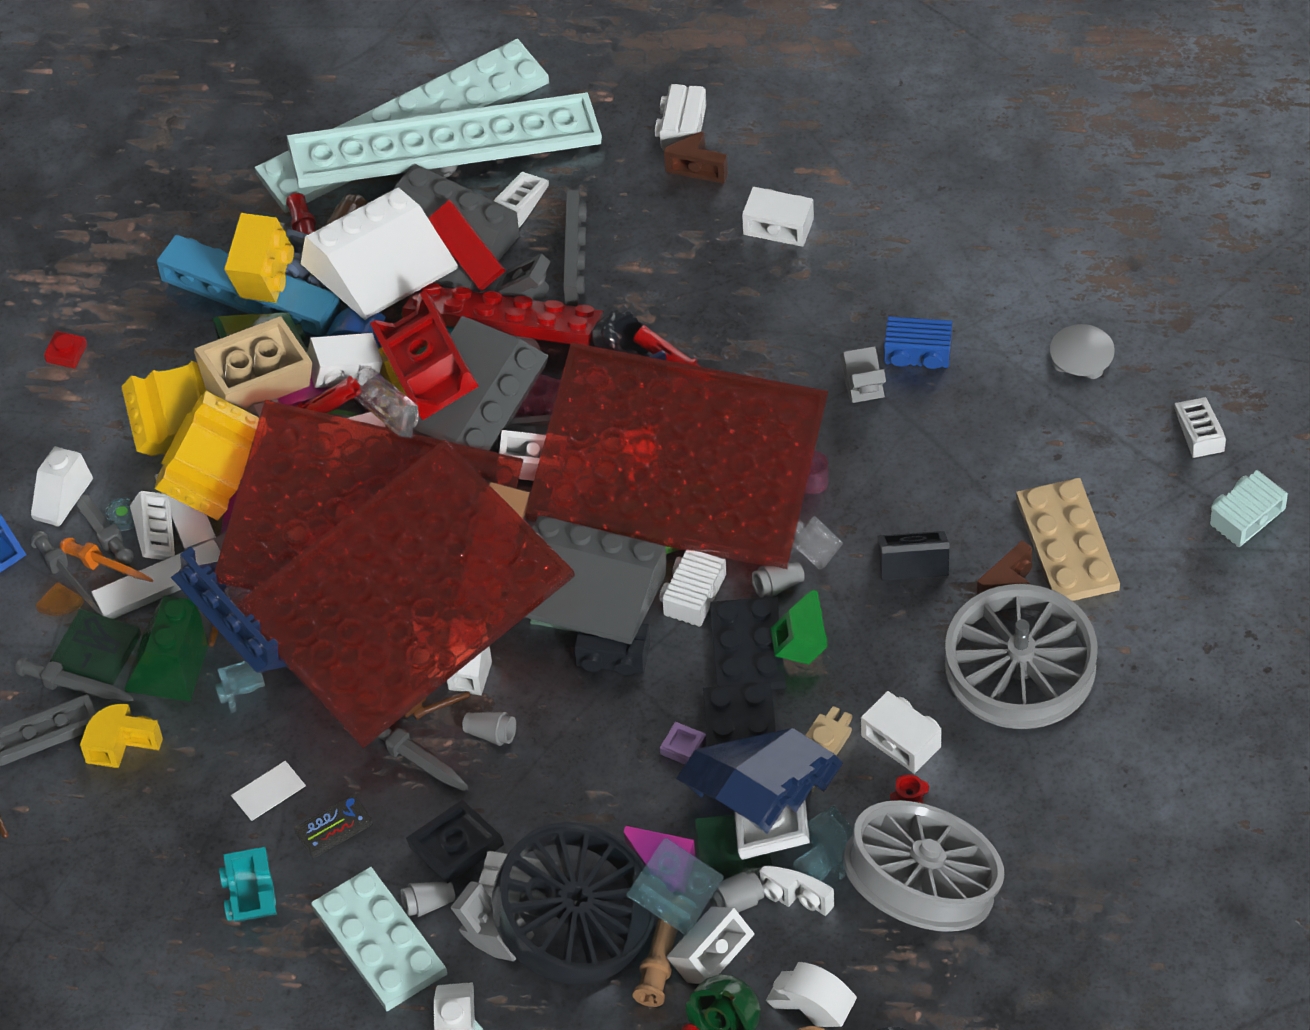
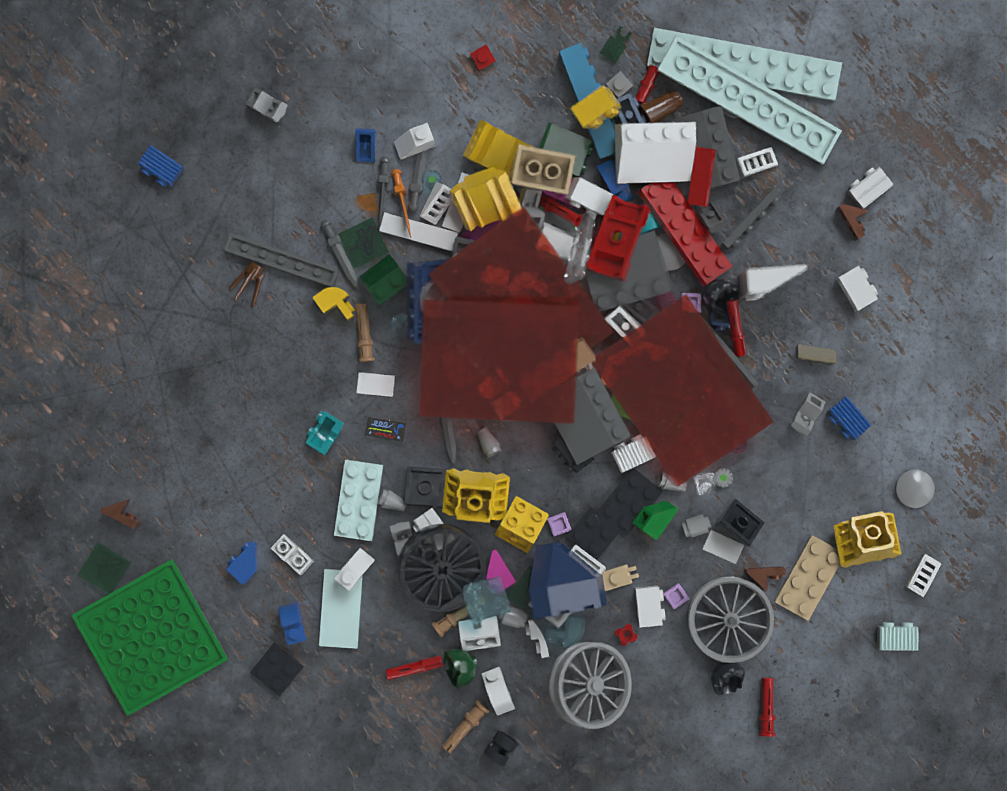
camera: 40 degrees right, 35 degrees up
(205, 748) = (365, 343): none -> medium nougat pin
(223, 218) = (614, 46): none -> clear green plate
(534, 793) = (475, 495): none -> yellow slope
(634, 784) = (521, 524): none -> yellow bracket
(654, 260) = (757, 282): none -> white slope
(807, 318) = (816, 354): none -> dark tan slope
(839, 523) = (723, 477): none -> light grey tile
(861, 597) = (696, 526): none -> light grey brick
(922, 599) = (723, 547): none -> white sticker
(926, 696) = (676, 596): none -> lavender tile
(1086, 434) = (867, 539): none -> yellow slope
(1093, 719) = (727, 678): none -> black hair
(1194, 727) = (767, 717): none -> red pin

